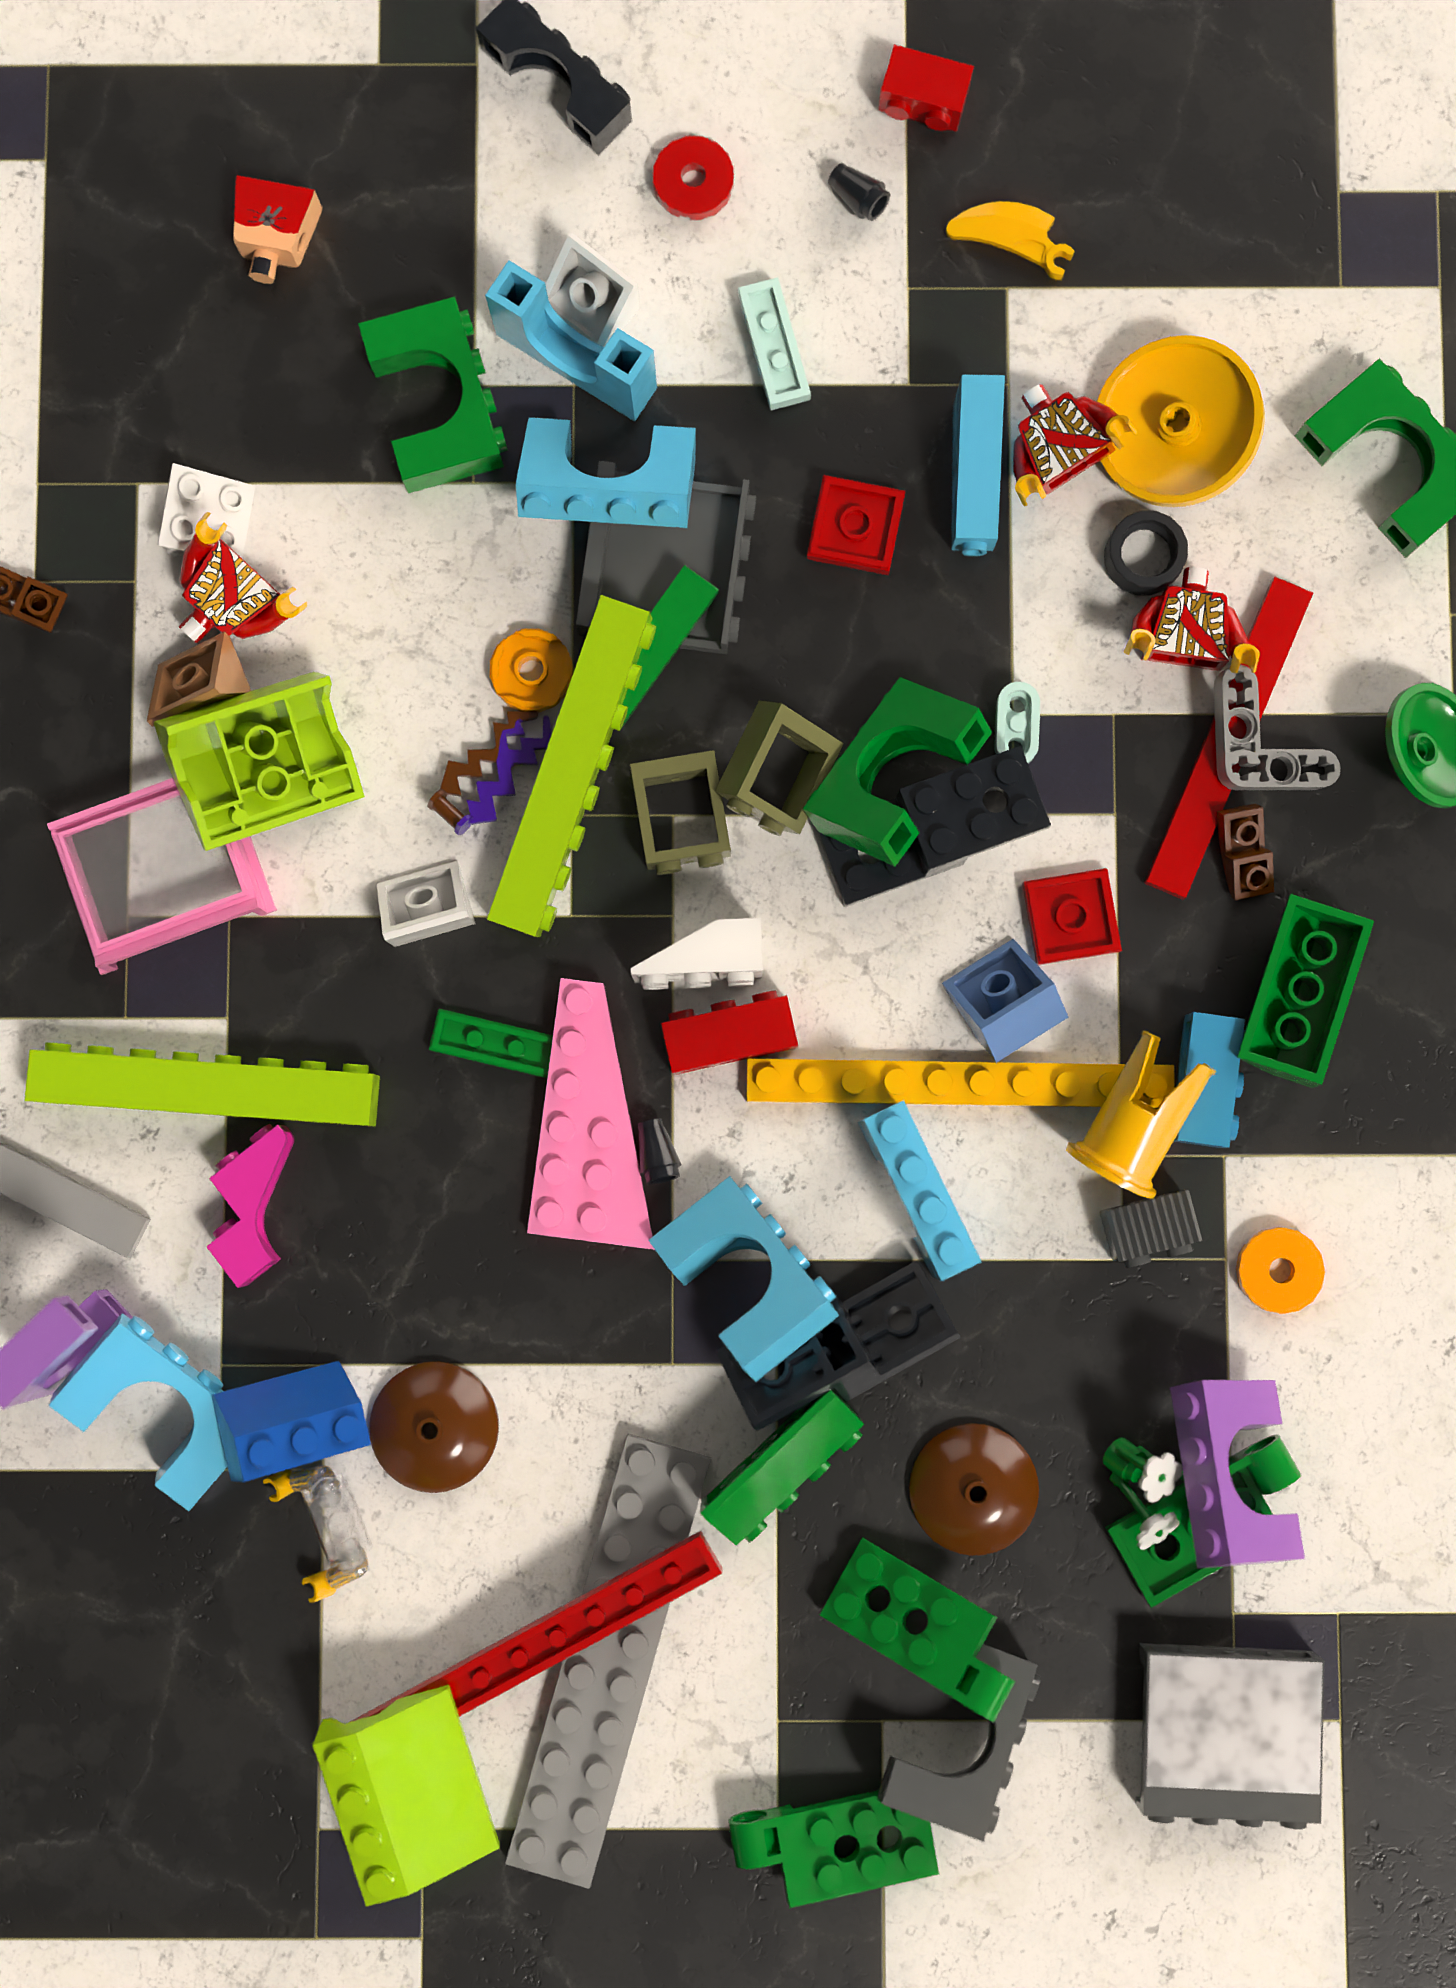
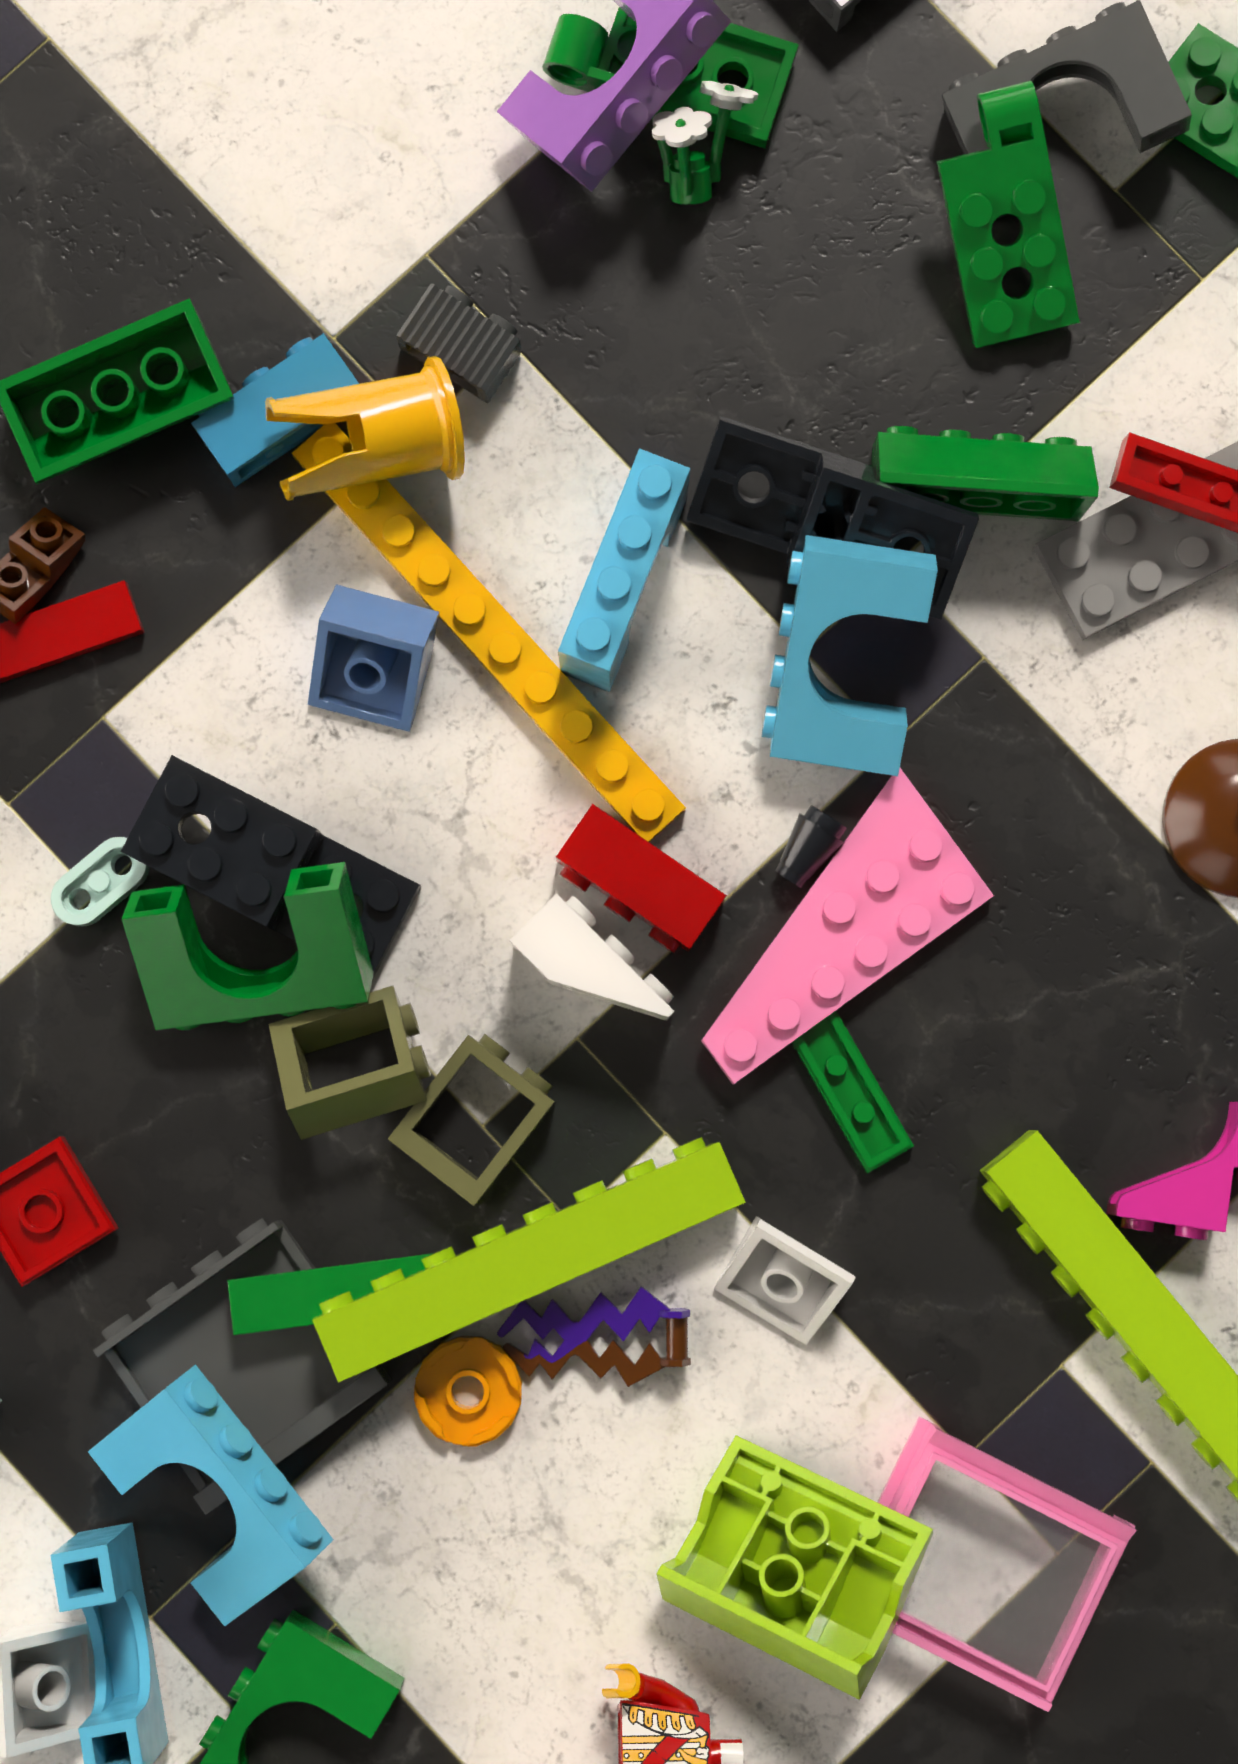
camera: 135 degrees left, 0 degrees up
(197, 678) = (777, 1703): medium nougat slope -> none
(956, 1463) = (834, 323): reddish brown dish -> none
(1071, 916) = (237, 669): red tile -> none
(1305, 1275) = (387, 167): light orange tile -> none

